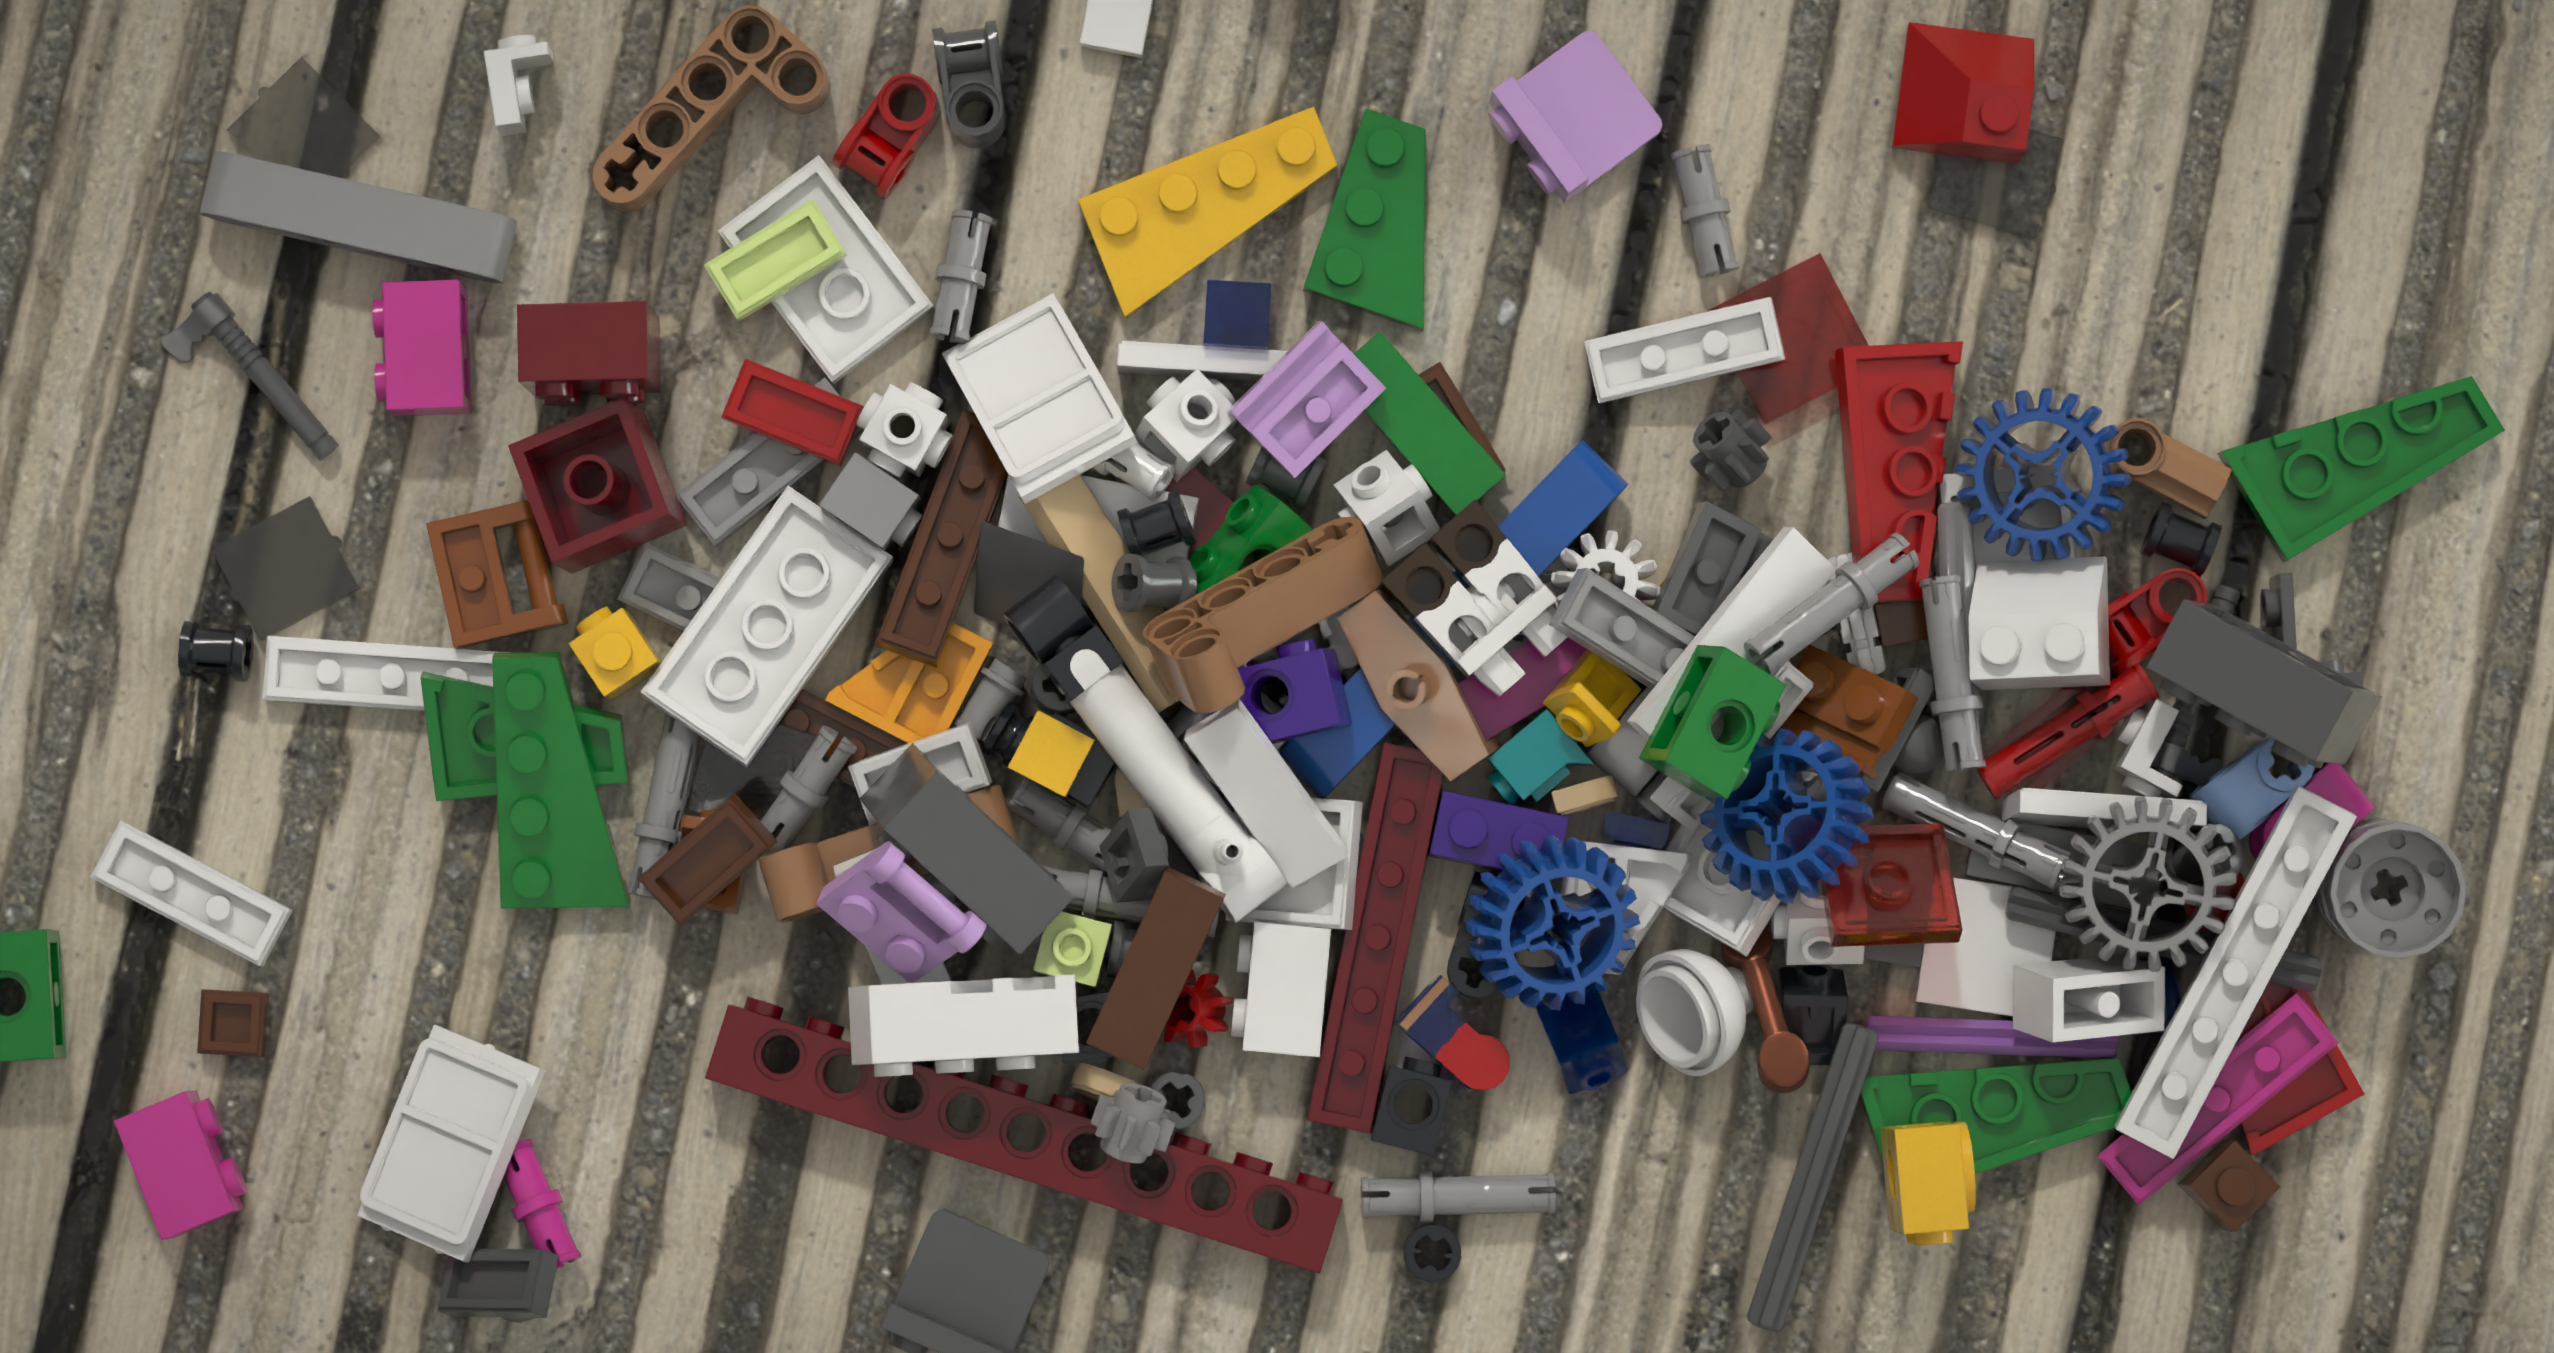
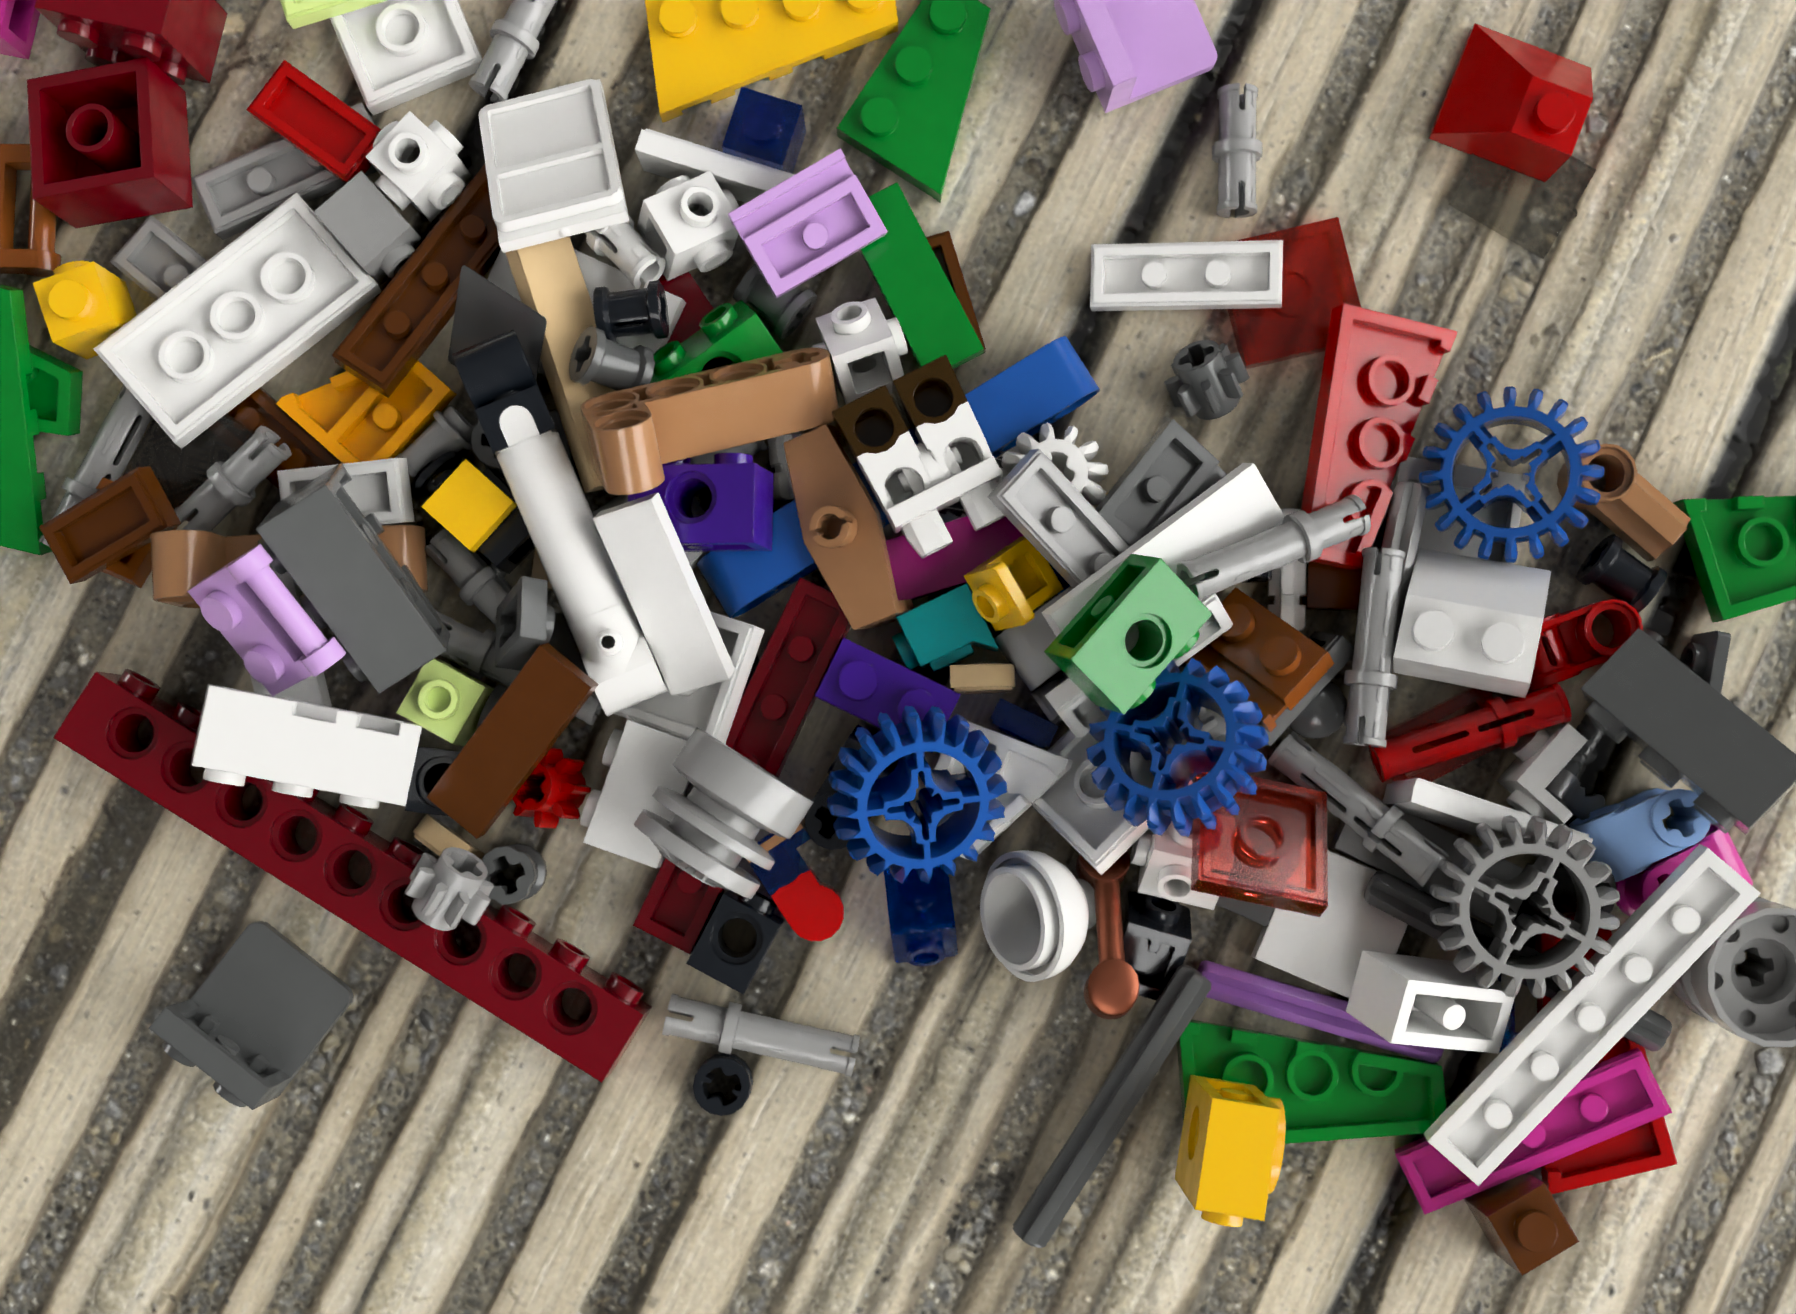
camera: 20 degrees right, 0 degrees up
(1375, 985) = (722, 815): none -> light grey wheel

